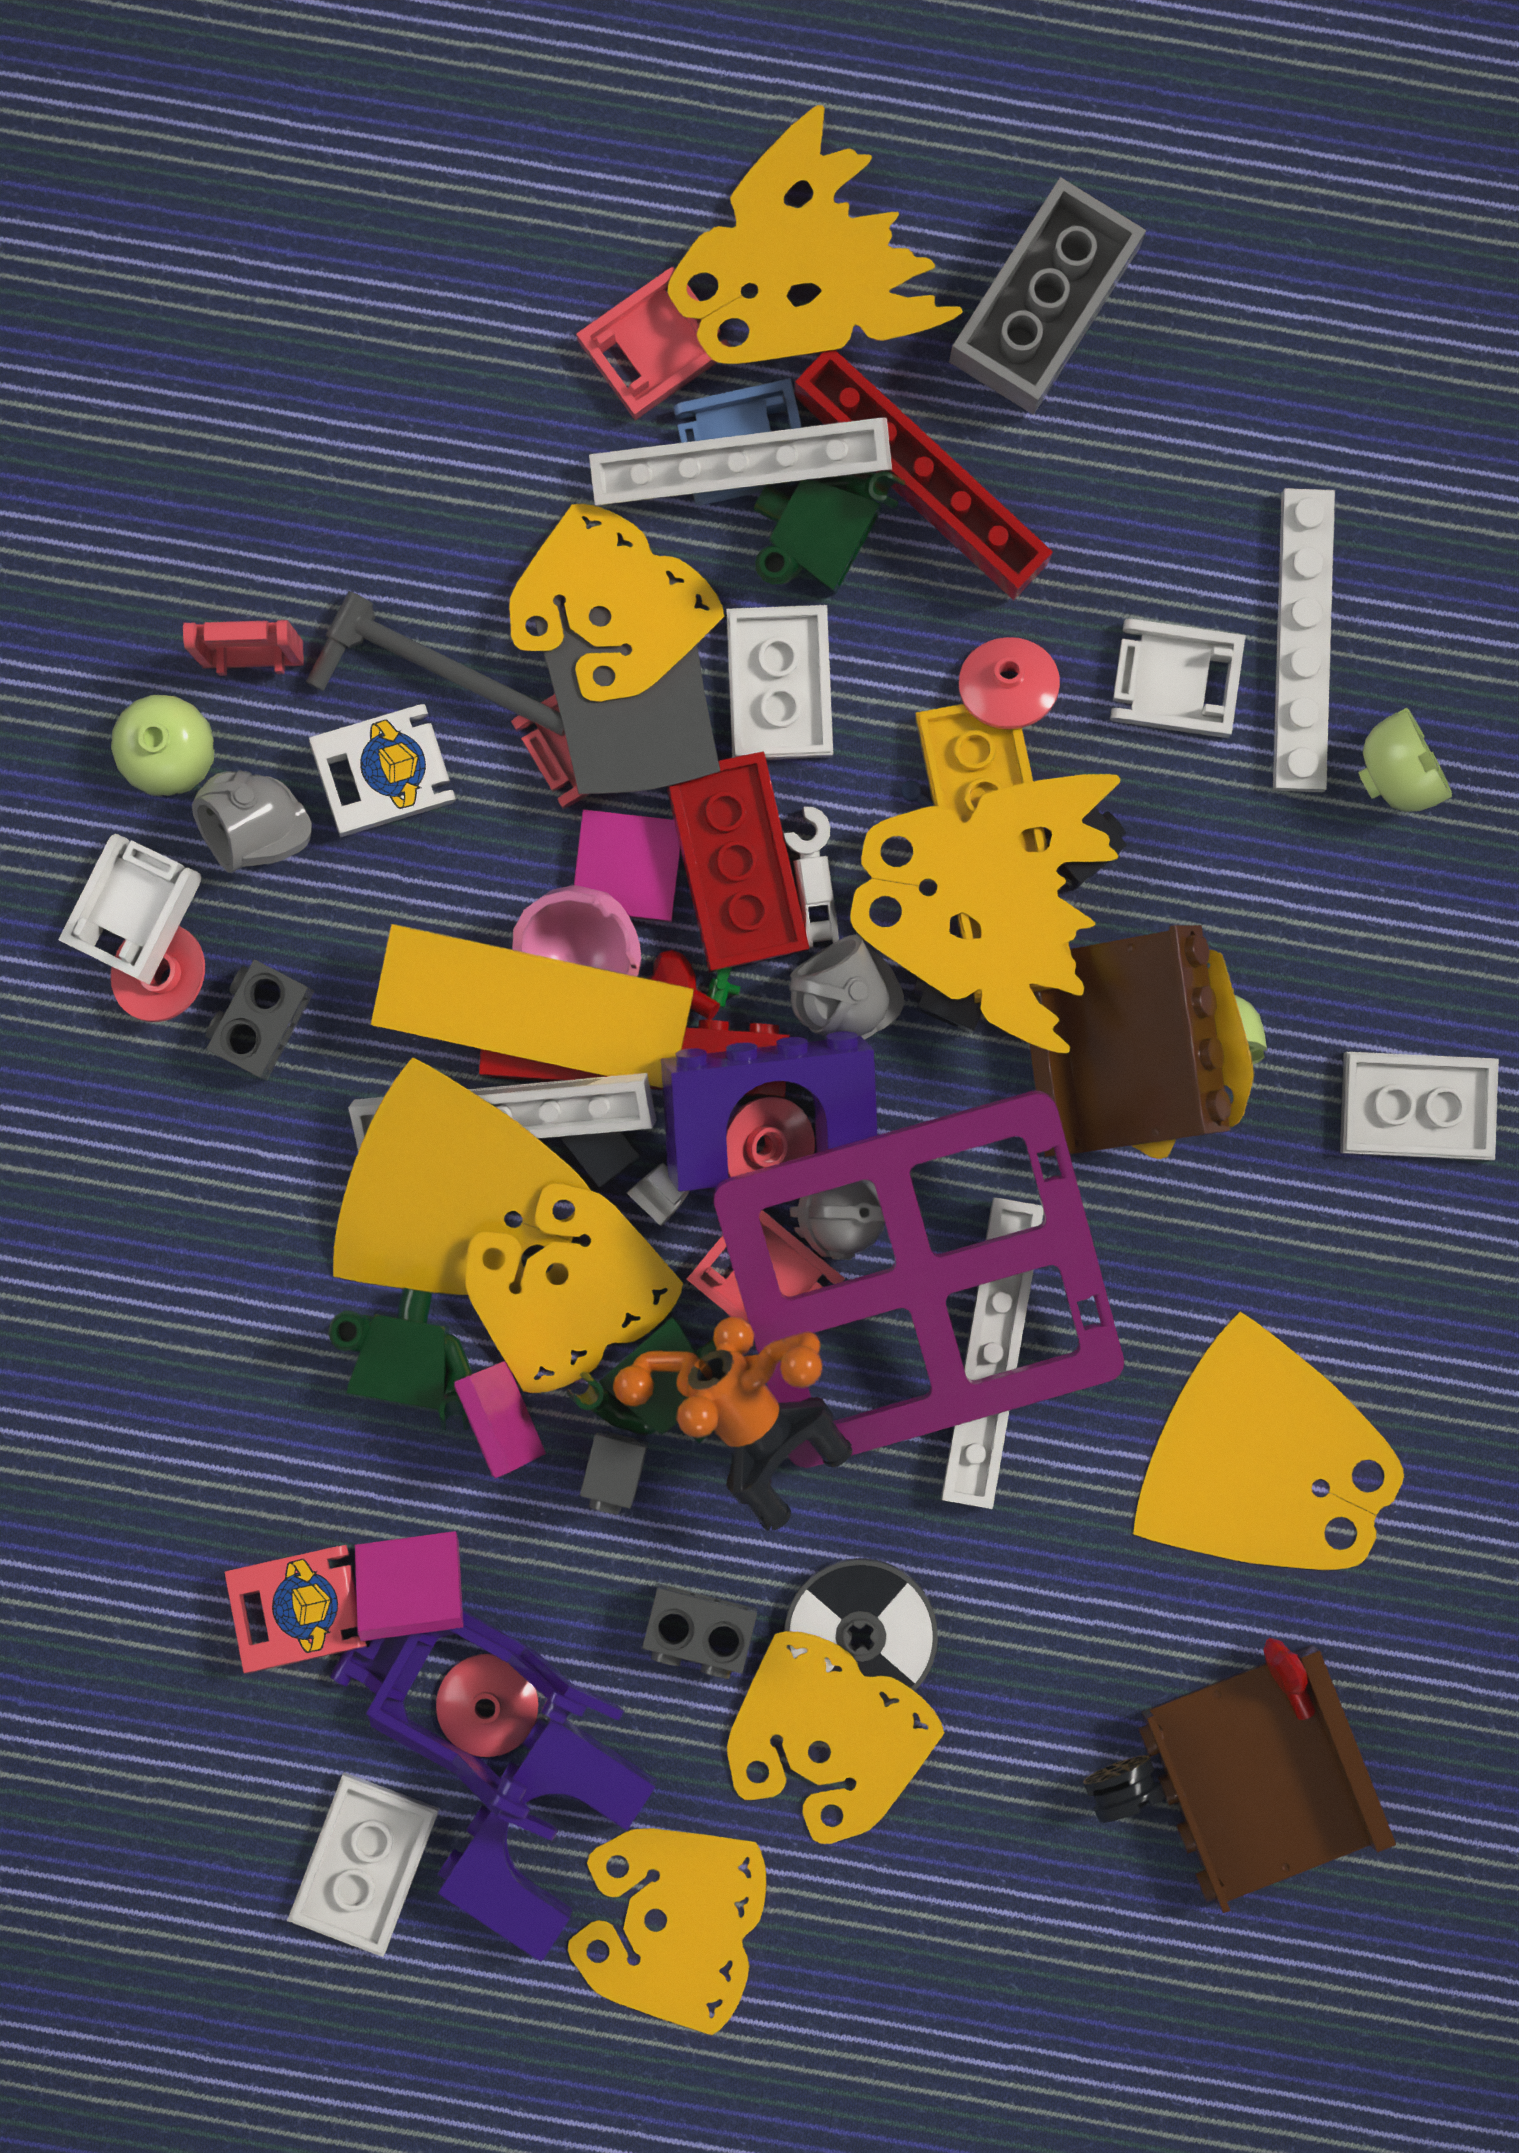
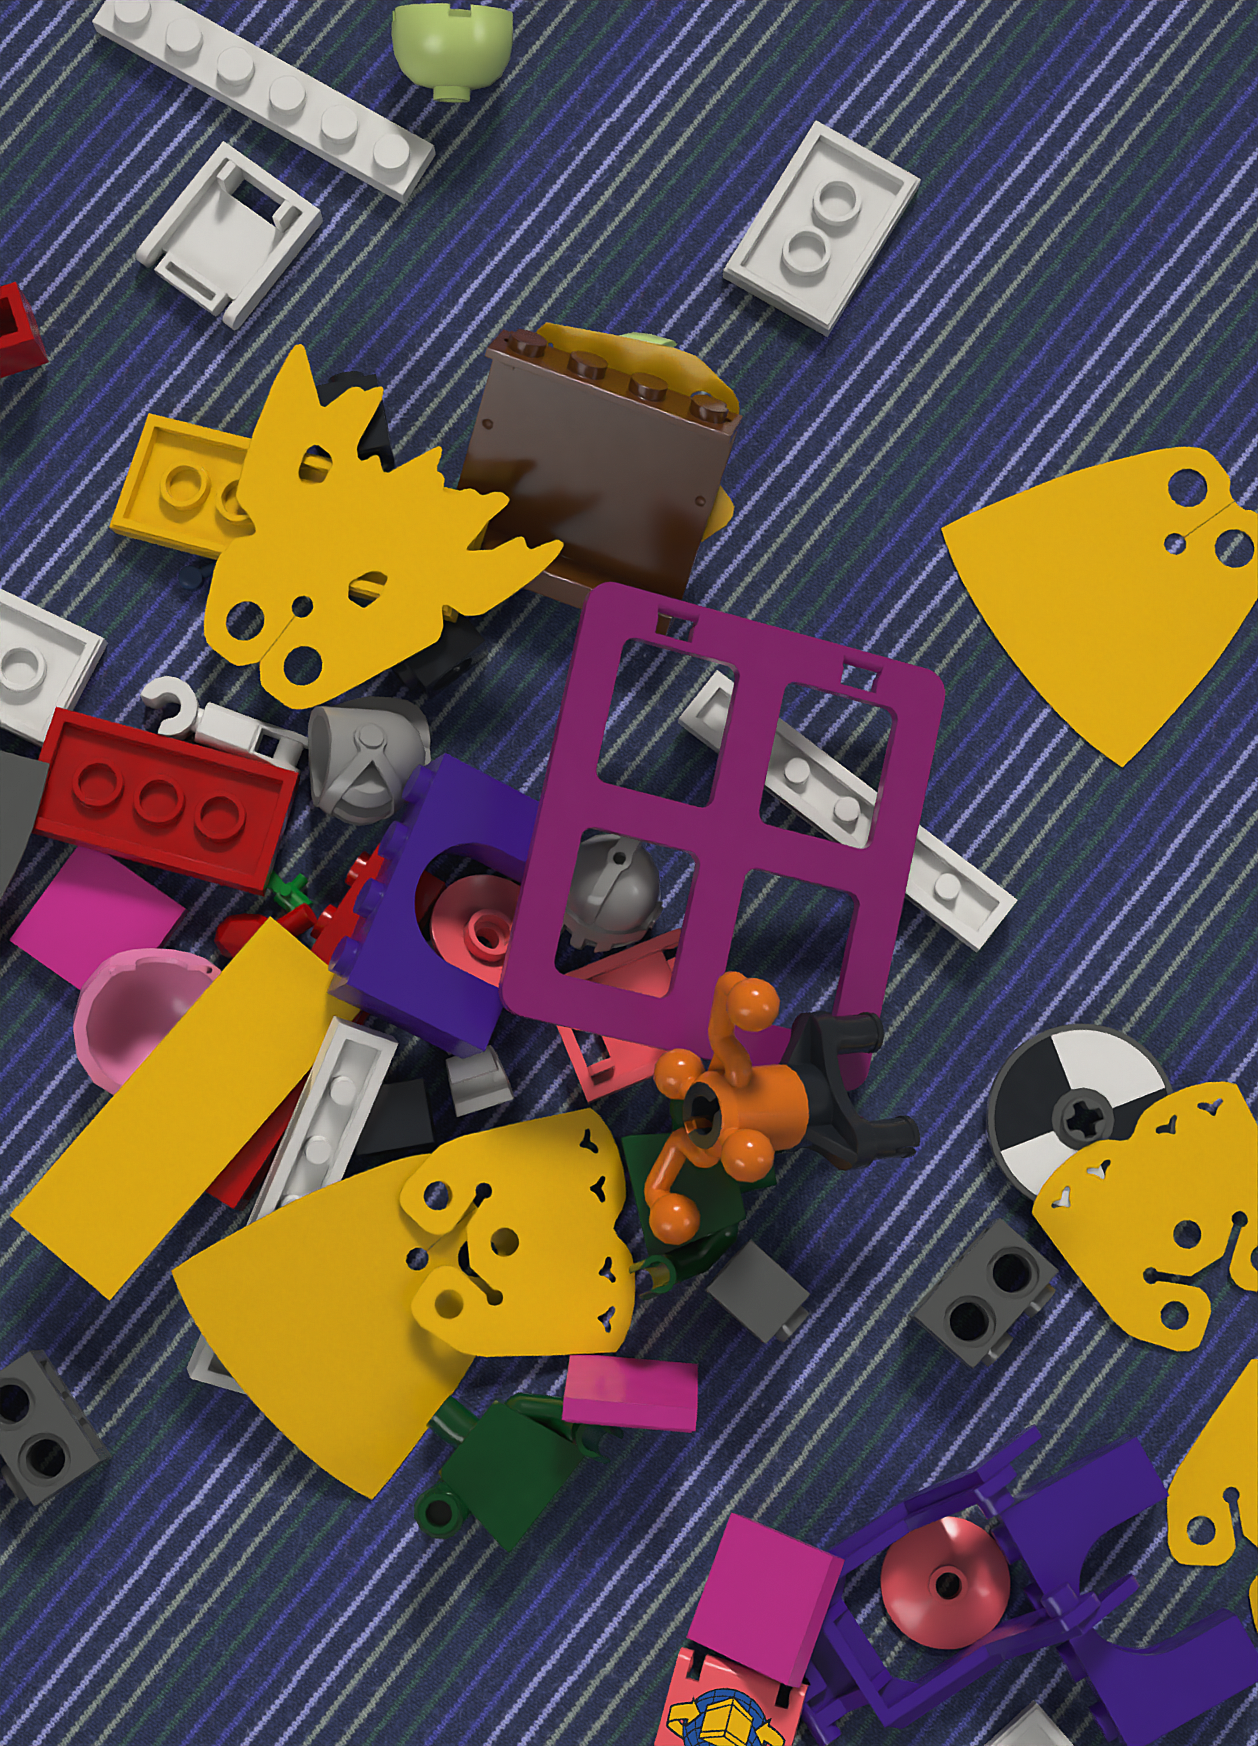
camera: 60 degrees left, 5 degrees down
(1012, 701) = (146, 425): coral dish -> none

